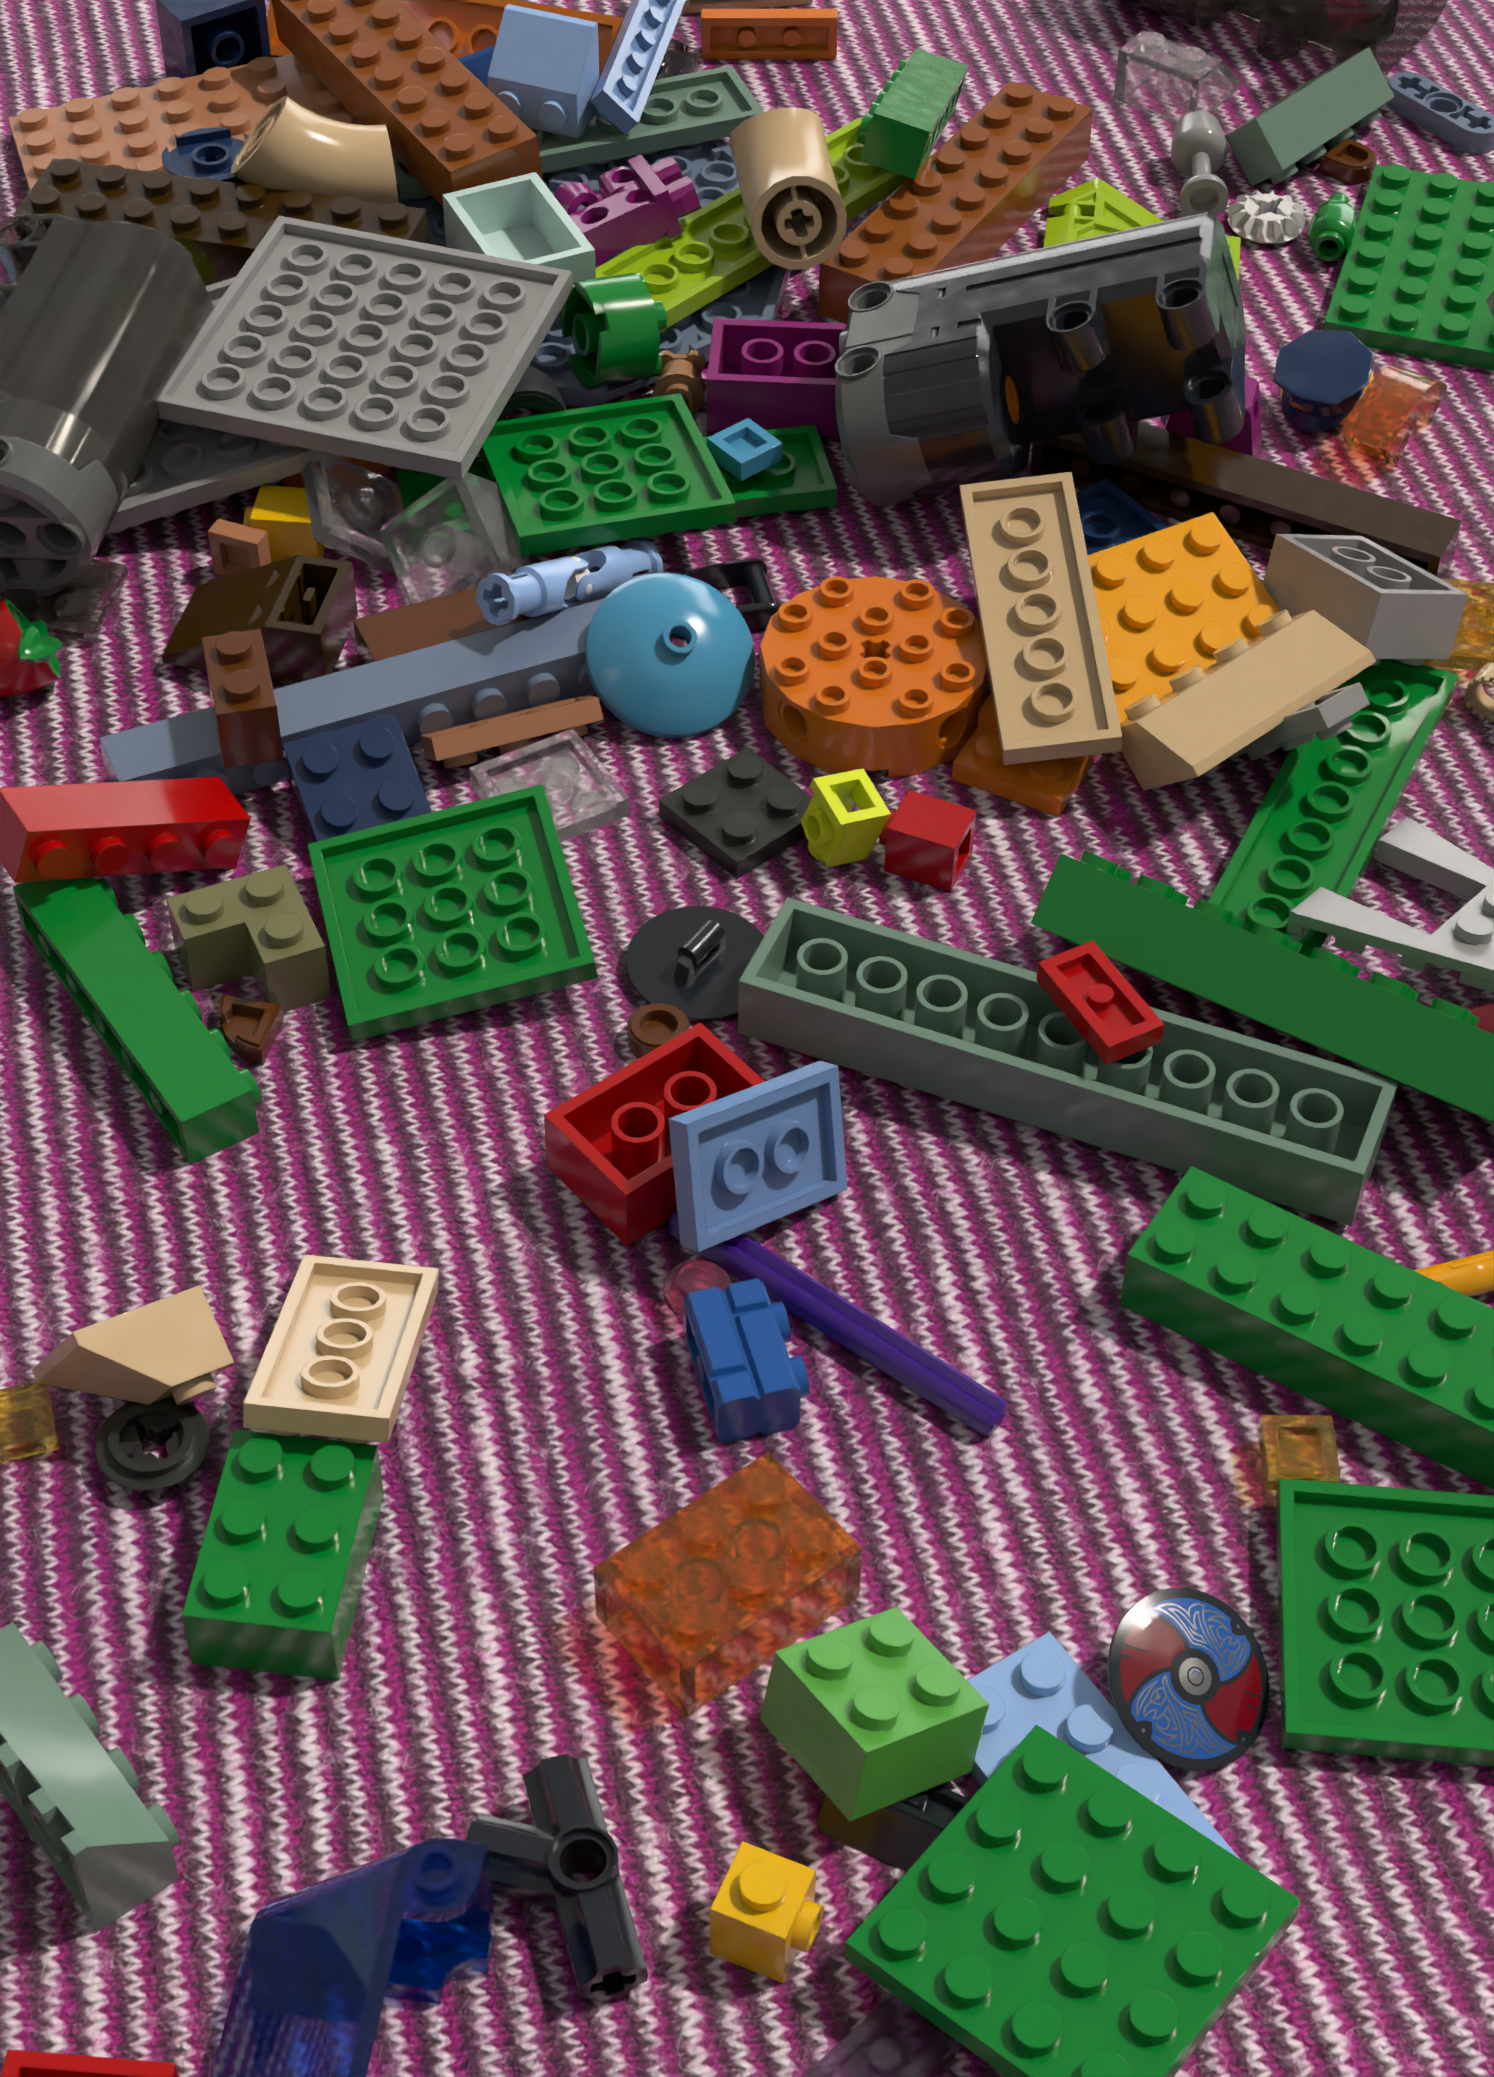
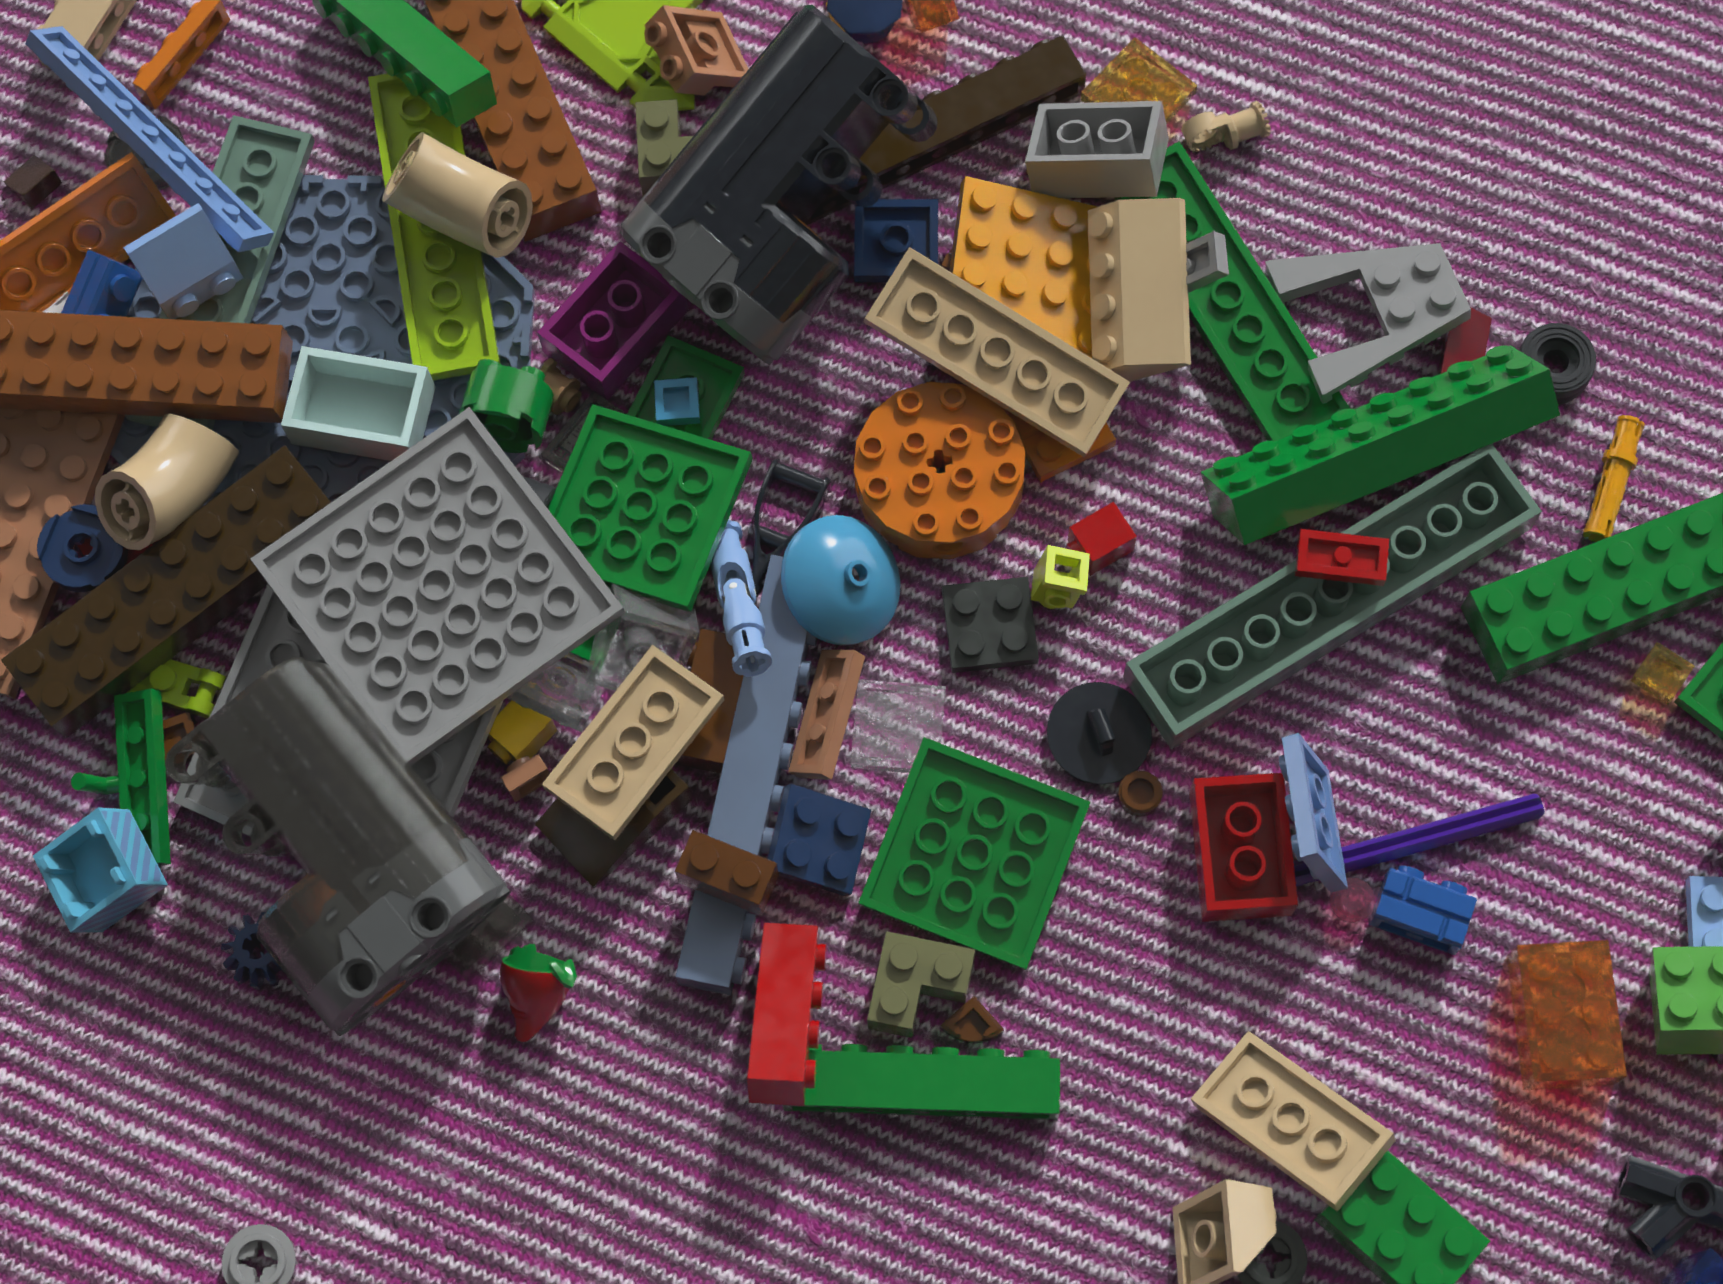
camera: 50 degrees left, 25 degrees up
(327, 560) = (633, 742): none -> tan plate
(631, 205) = (380, 299): magenta hips -> none

